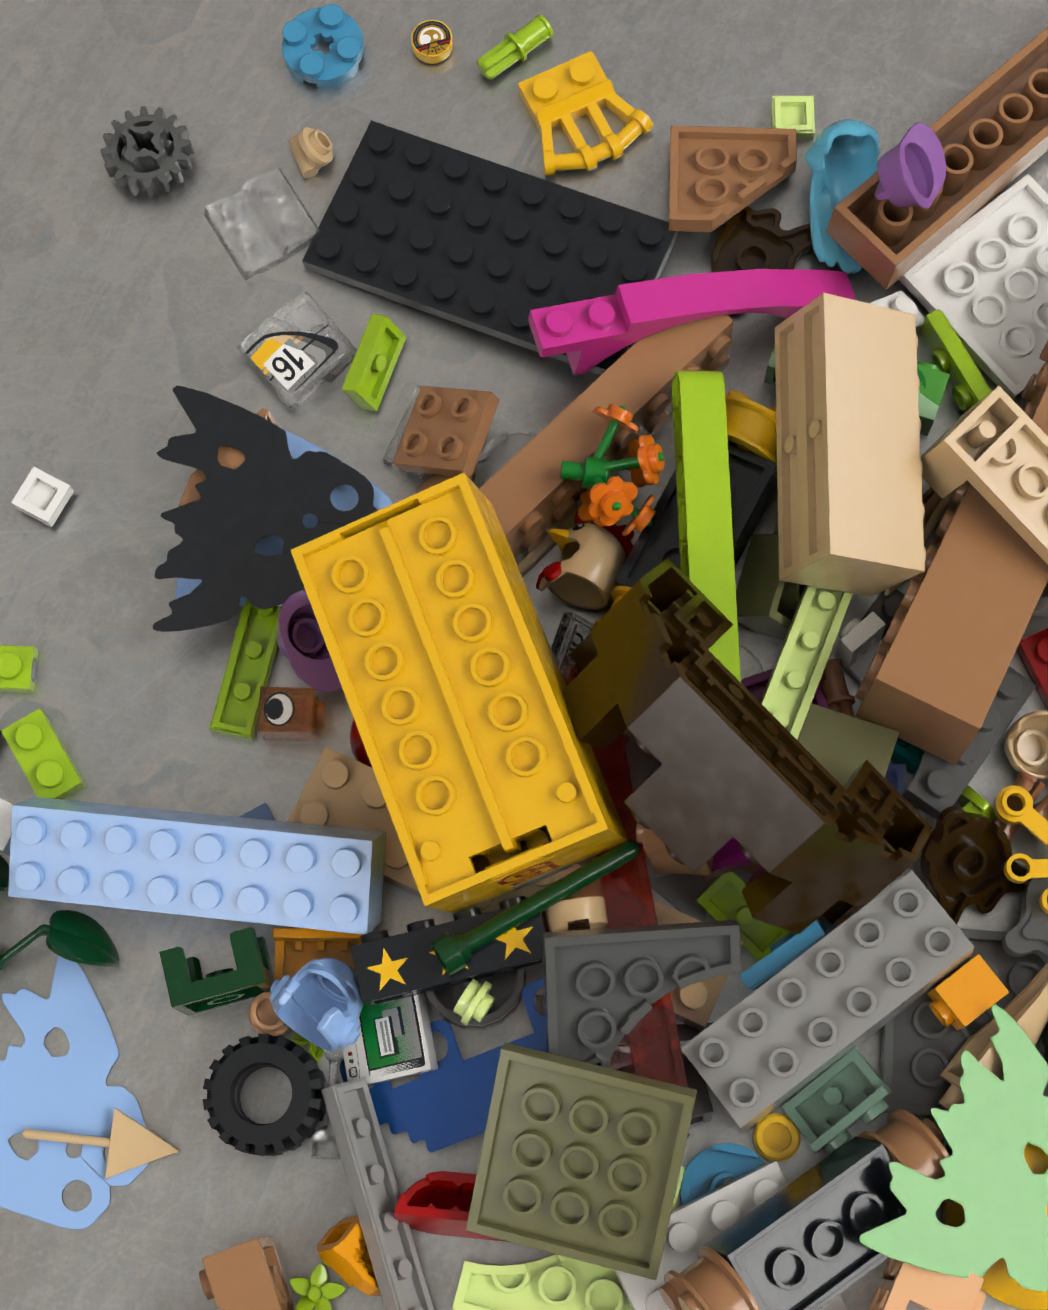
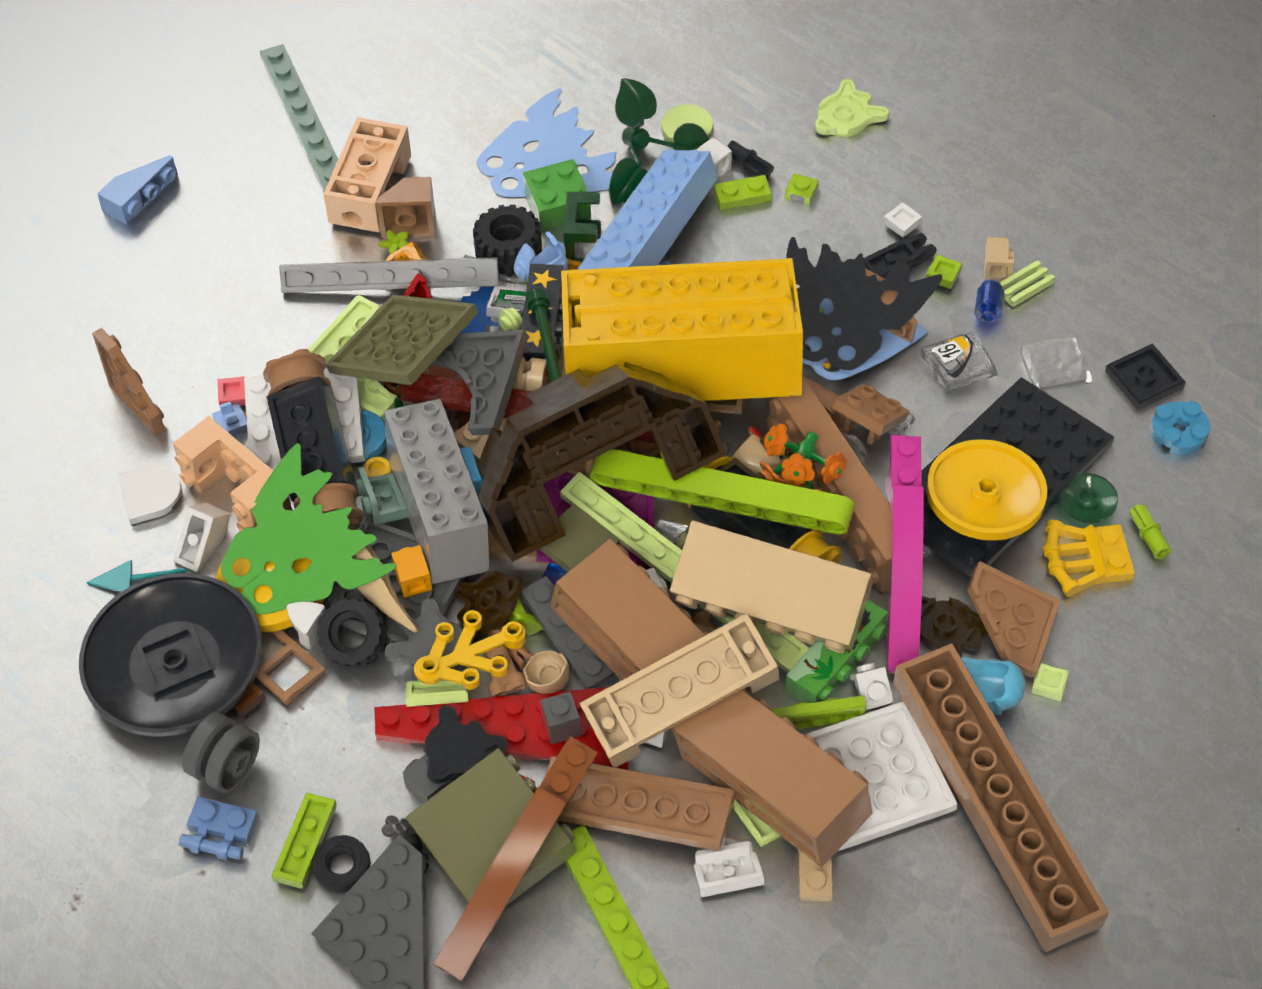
camera: 105 degrees right, 20 degrees down
(86, 342) = (998, 259): none -> tan brick
(92, 279) = (1022, 279): none -> yellowish green tile
(123, 486) = (907, 249): none -> black hinge
(128, 1144) = (511, 186): tan piece -> none
(131, 411) = (947, 268): none -> lime plate
(141, 1049) = (547, 192): none -> bright green brick
(152, 164) = (1123, 314): dark grey gear -> none
(175, 333) = (989, 301): none -> clear blue brick
(245, 108) = (1145, 376): none -> black tile
(311, 150) = (1101, 401): tan plate -> none
(374, 362) = (935, 394): lime plate -> none
(432, 41) = (1168, 487): tile -> none
(488, 112) = (1090, 489): none -> clear green dish
(559, 227) = (986, 489): none -> yellow dish
(912, 169) = (960, 688): medium lavender piece -> none

